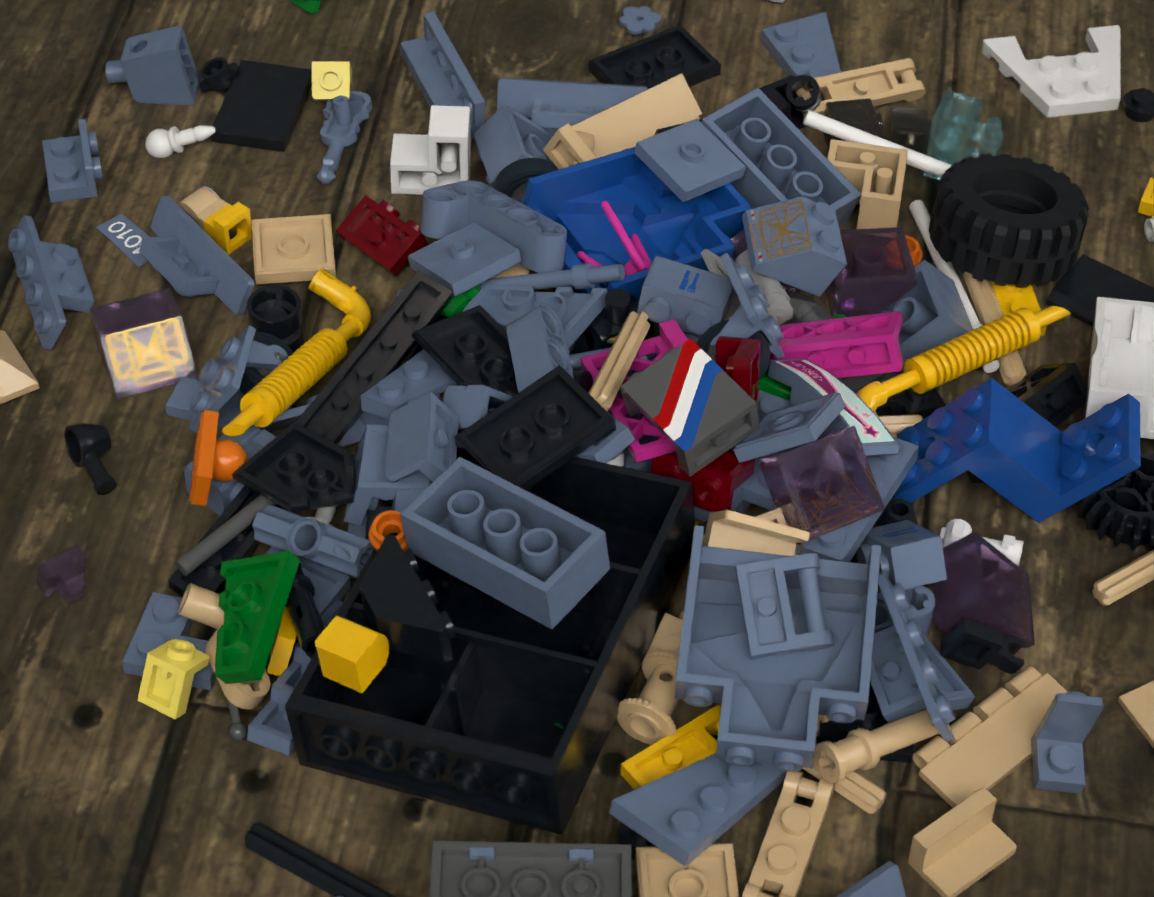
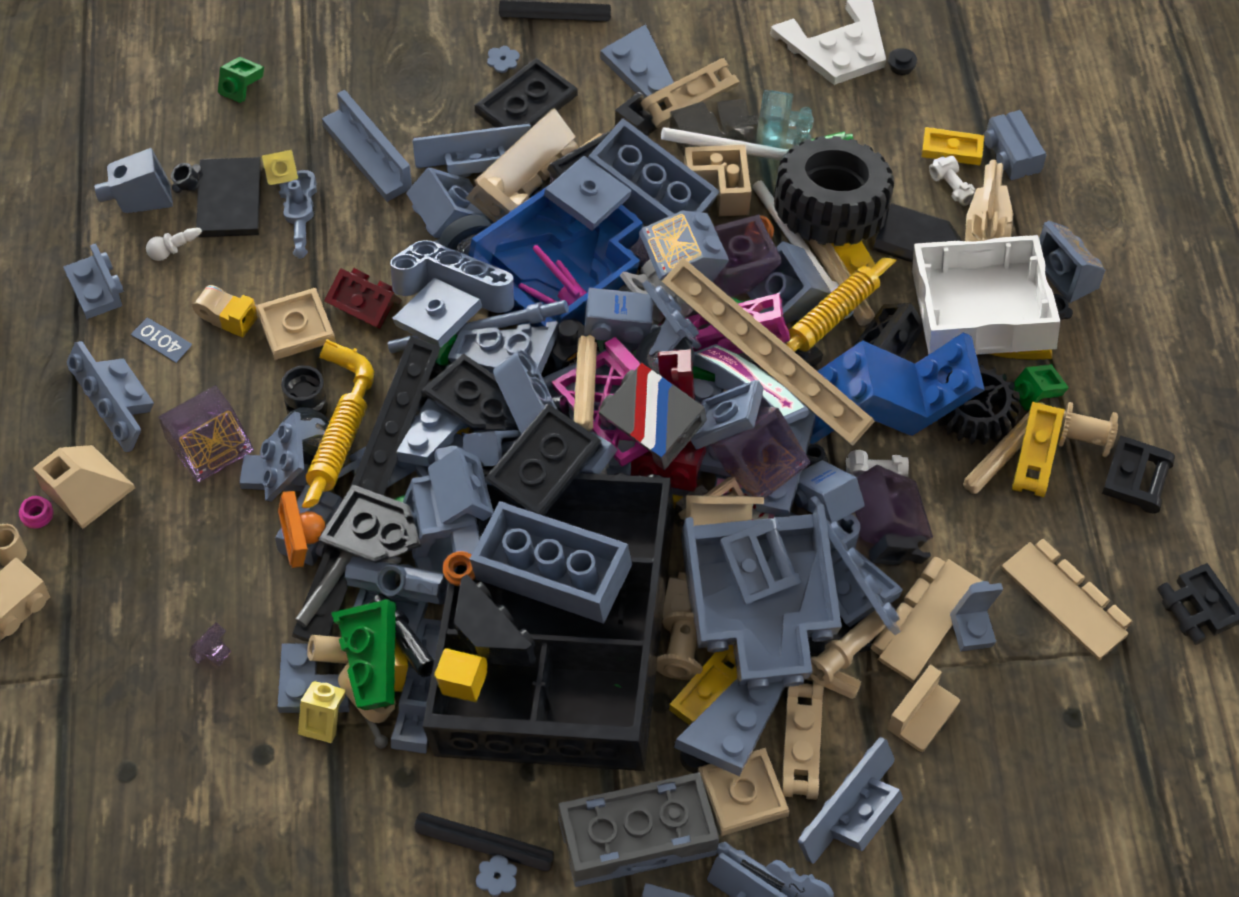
camera: 15 degrees left, 10 degrees up
(85, 447) = (189, 530): black bar -> none
(193, 259) = (220, 350): sand blue bracket -> none
(435, 158) = (382, 223): white brick -> none
(807, 83) = (652, 98): black bush -> none
(868, 373) = (768, 351): none -> tan plate

